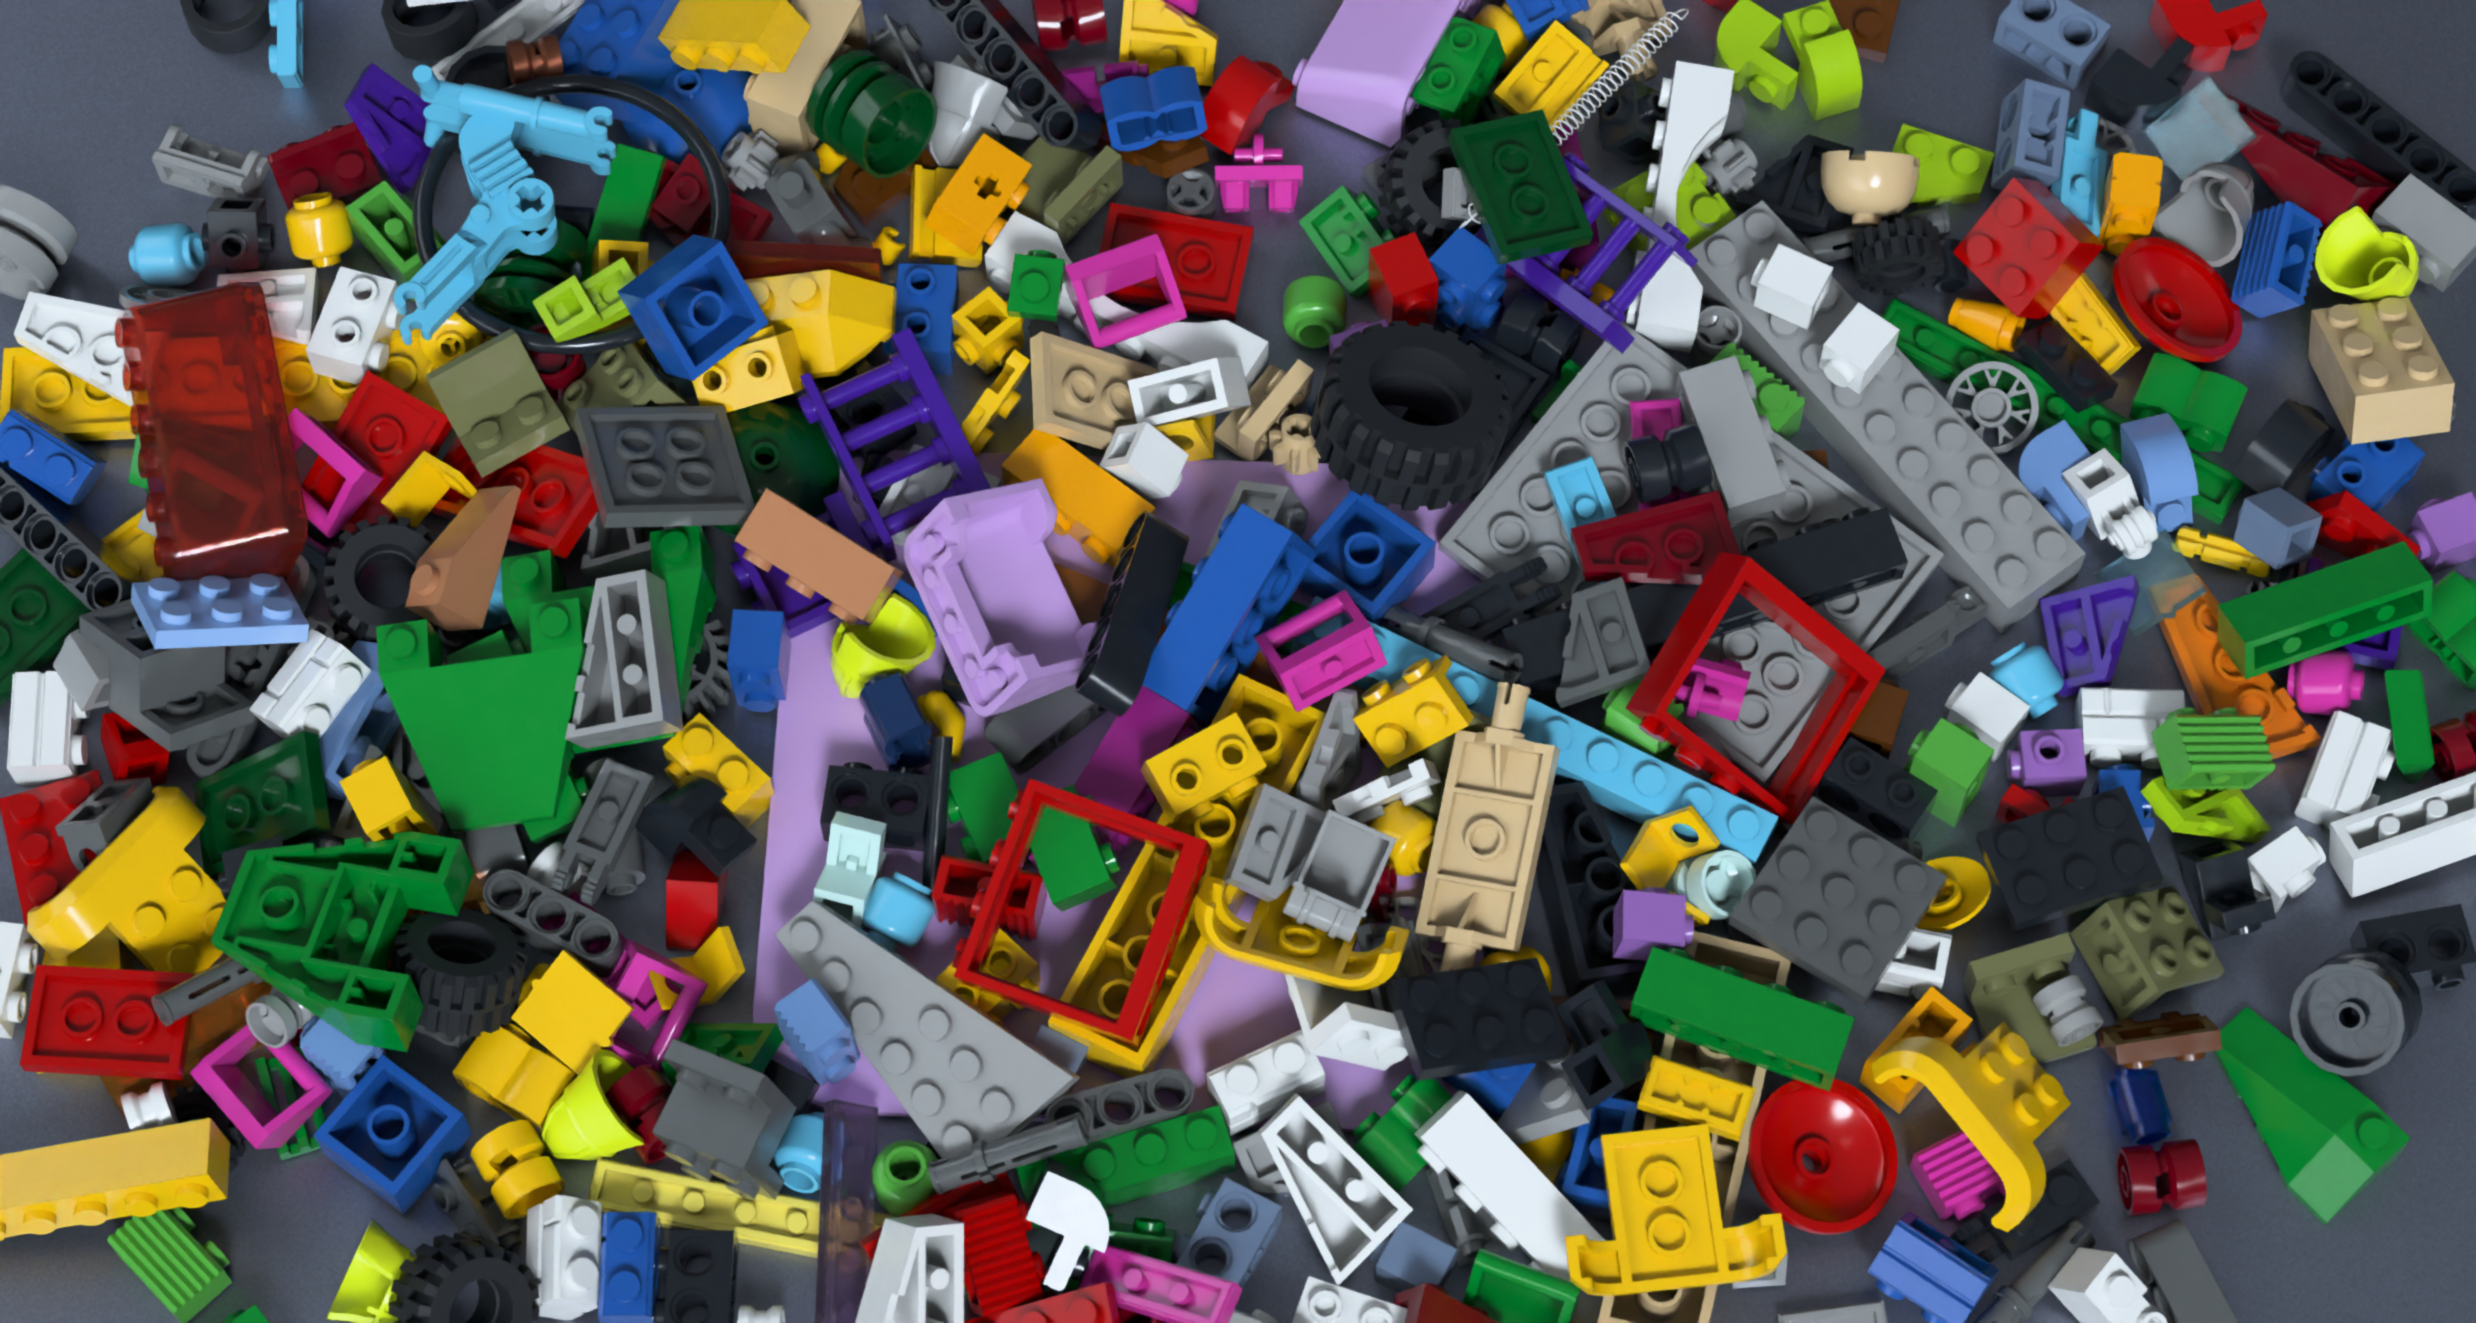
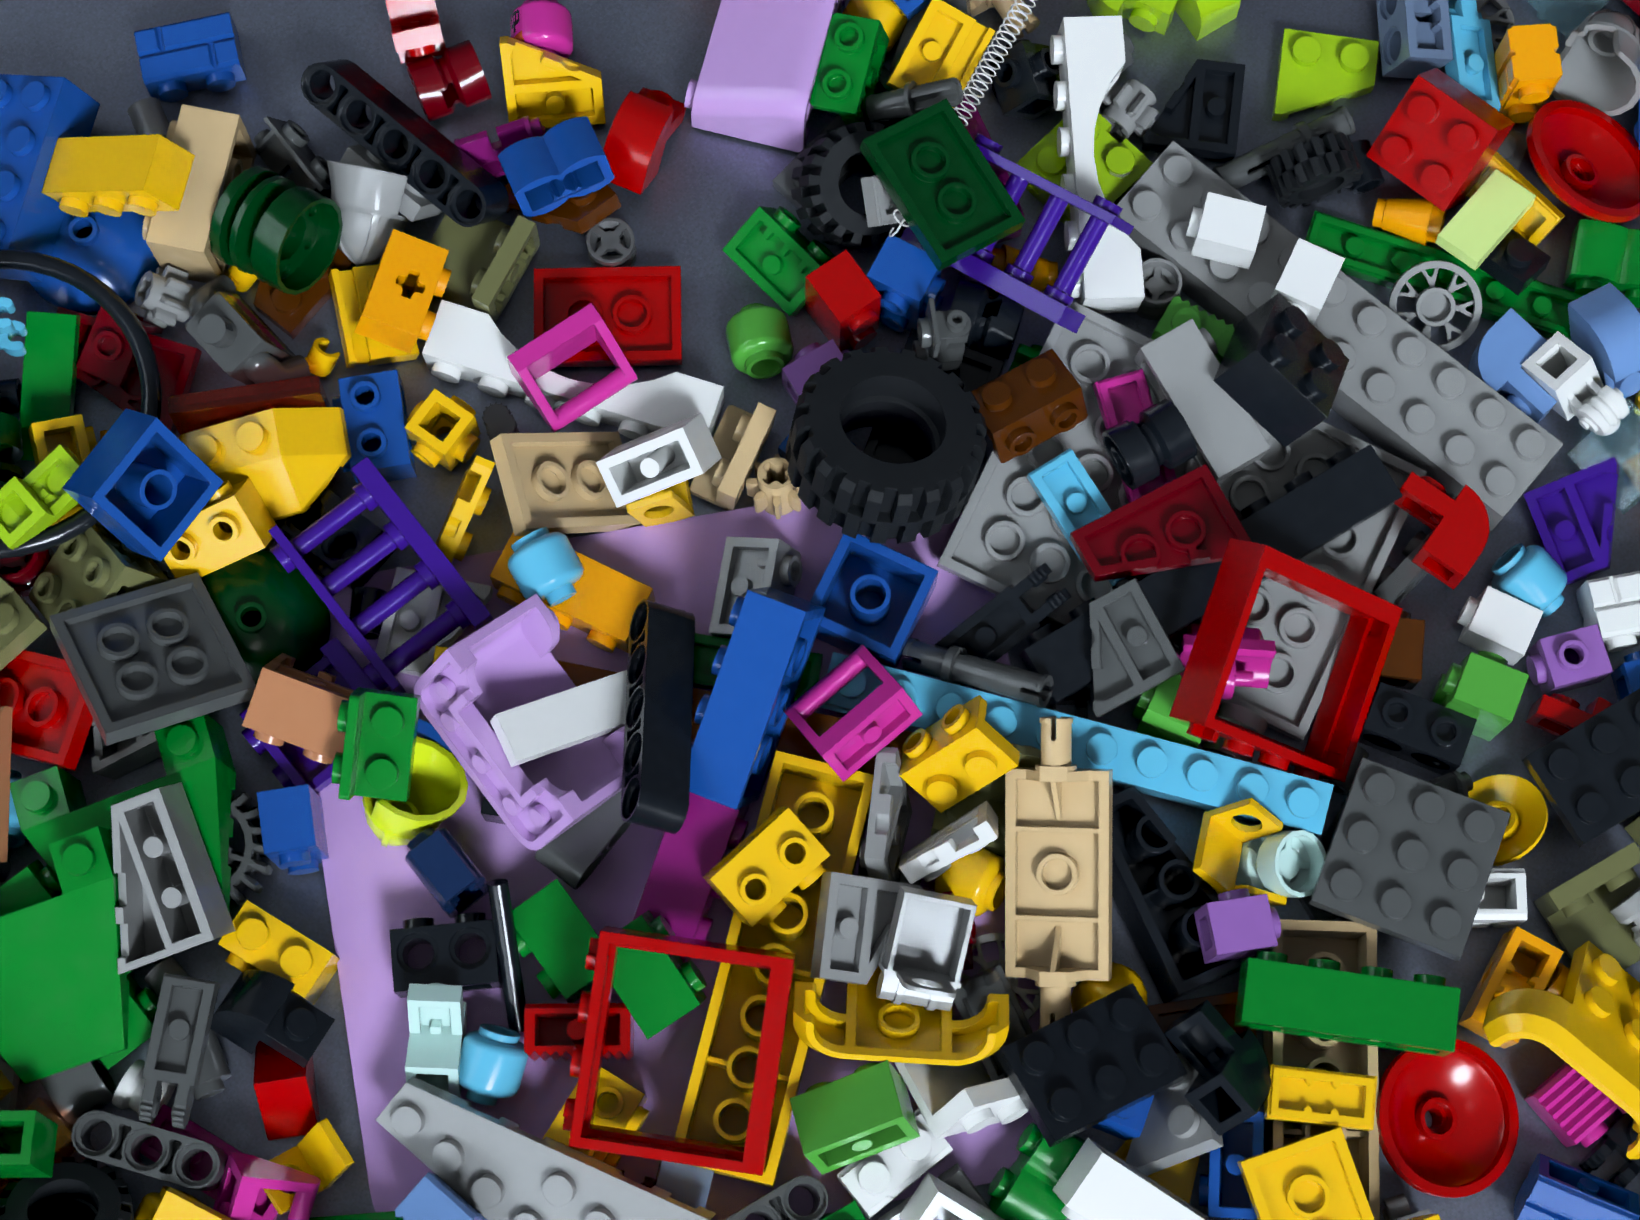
camera: 15 degrees left, 10 degrees up
(857, 580) = (377, 744): none -> green bracket
(946, 716) = (494, 846): yellow arm -> none
(1036, 286) = (482, 380): green bracket -> none
(1039, 600) = (562, 719): none -> white tile
(1058, 458) = (545, 566): none -> medium azure head
(1144, 460) = (629, 540): white brick -> none
(1235, 1017) = (854, 1116): none -> bright green brick
(1280, 179) = (652, 221): dark pink hips -> none
(1491, 329) = (942, 336): none -> dark grey hinge
(1513, 105) = (912, 99): none -> dark grey axle
(1561, 411) = (1030, 405): none -> reddish brown bracket
(1814, 421) = (1282, 370): none -> black brick
(1869, 183) = (1273, 104): tan cylinder -> none
(1953, 607) = (1457, 527): none -> red brick
(2057, 332) = (1485, 219): none -> yellowish green tile

